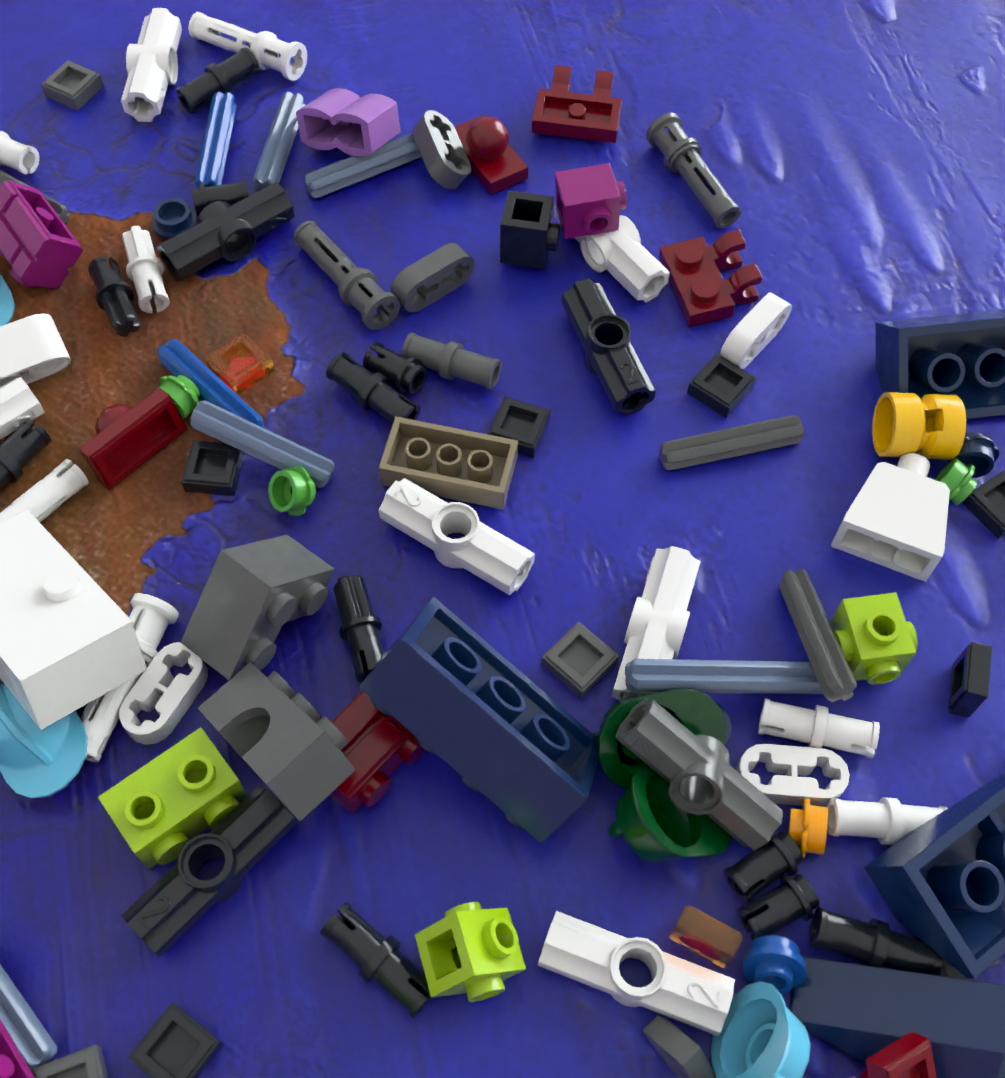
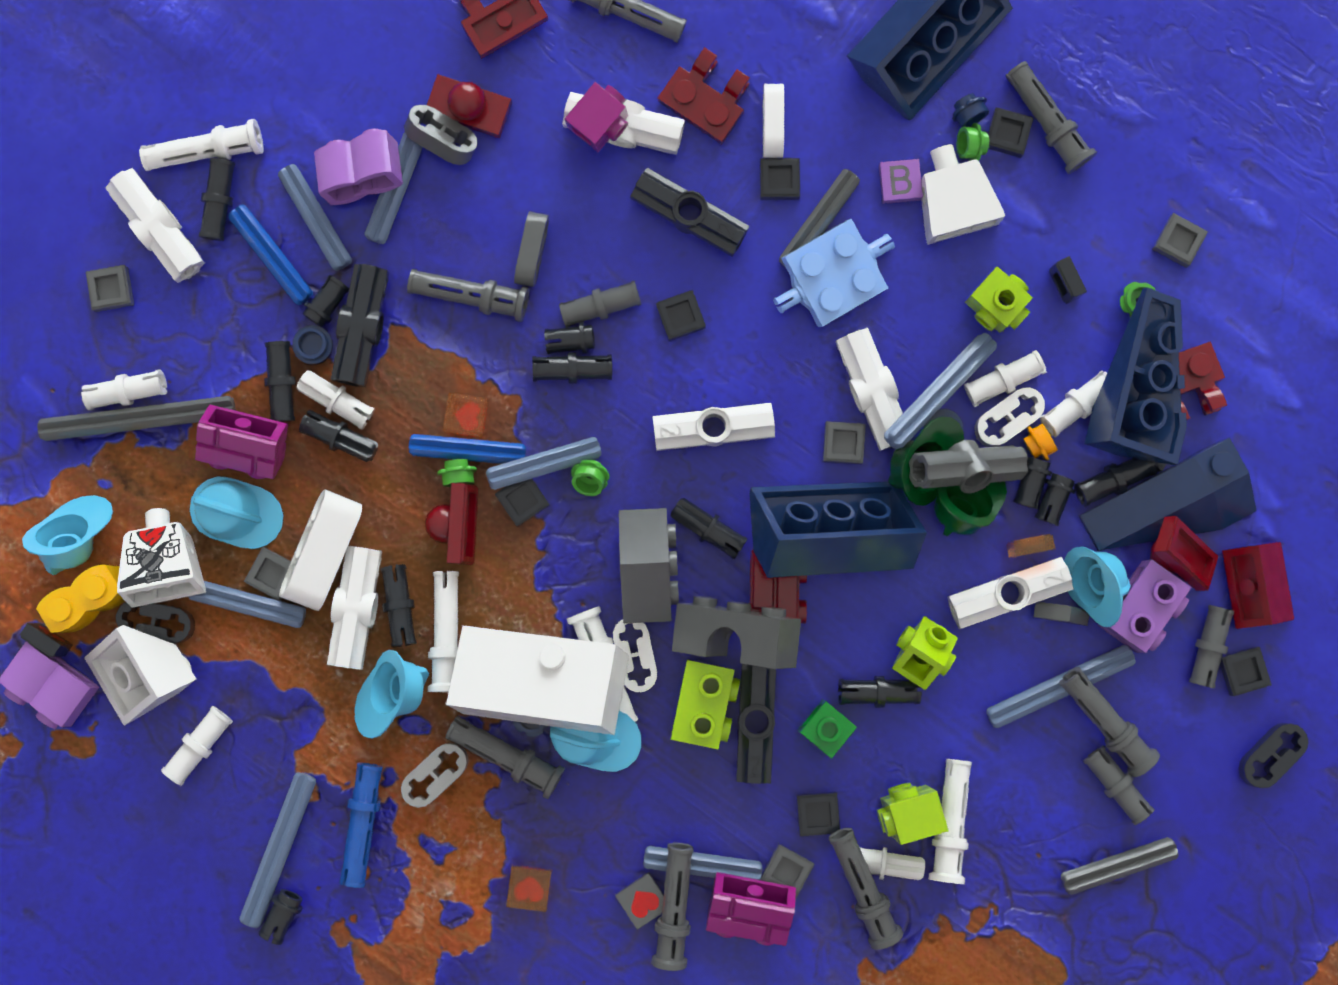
camera: 40 degrees left, 25 degrees up
(115, 222) = (280, 381): none -> black pin
(277, 945) = (827, 728): none -> green brick
(450, 462) = (665, 380): dark tan piece -> none
(528, 230) = (567, 163): black brick -> none
(707, 492) = (834, 273): none -> light blue plate
(775, 962) = (1073, 531): blue plate -> none
(817, 636) = (966, 322): dark grey axle -> none
(845, 467) = (900, 181): none -> medium lavender tile
(920, 426) = (932, 117): yellow wheel -> none

